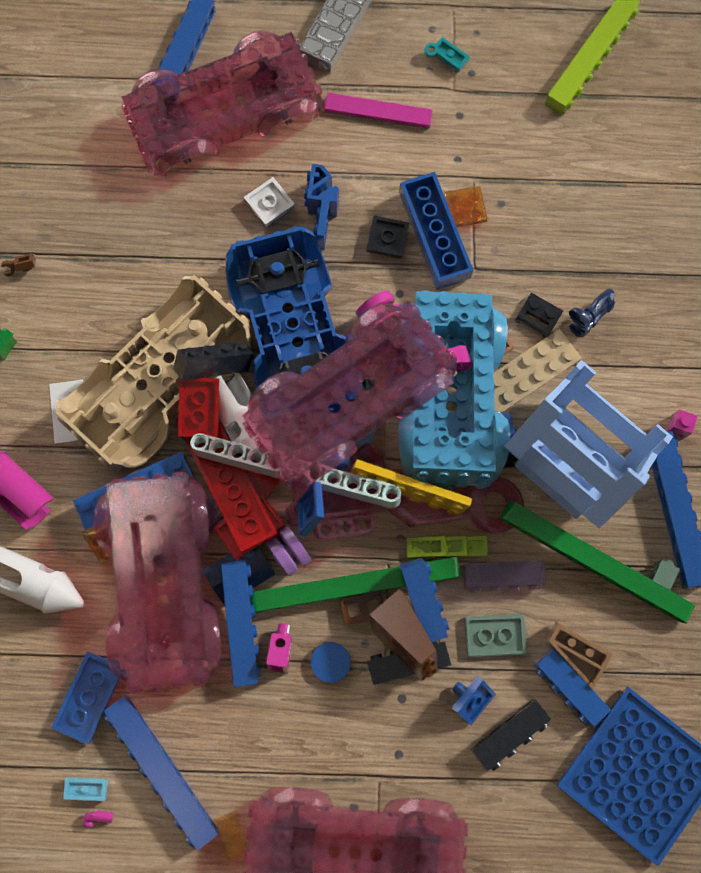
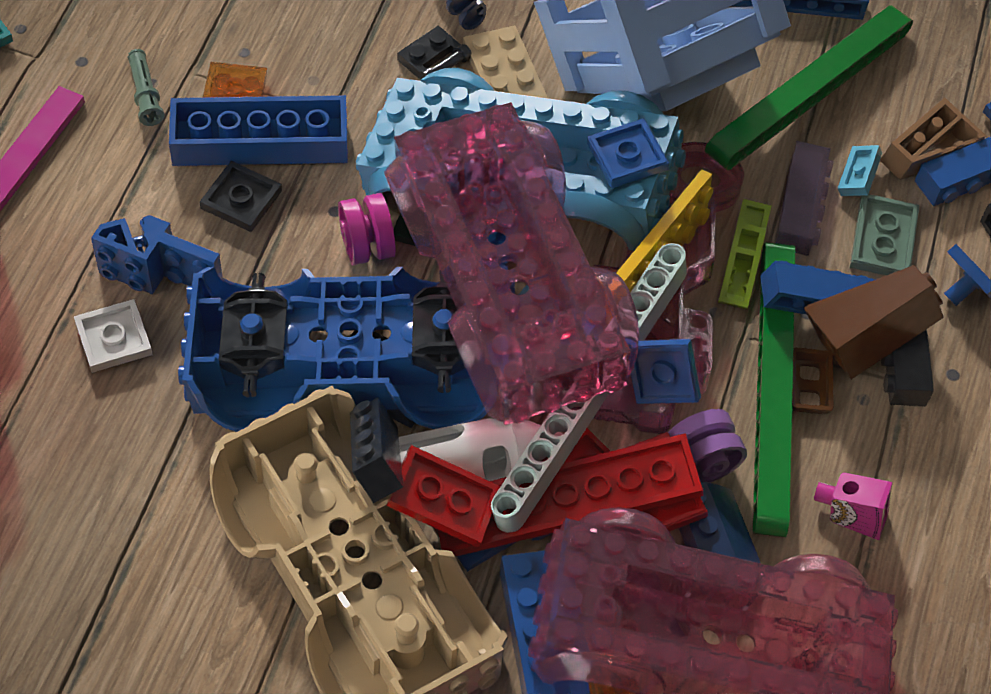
camera: 75 degrees left, 20 degrees down
(239, 623) = (788, 533): blue brick -> none
(330, 662) = (883, 448): blue tile -> none
(441, 159) = (146, 95): none -> sand green pin
(450, 445) = (627, 153): none -> blue tile
(540, 609) = (860, 170): none -> medium azure plate
(664, 573) = (840, 23): sand green brick -> none

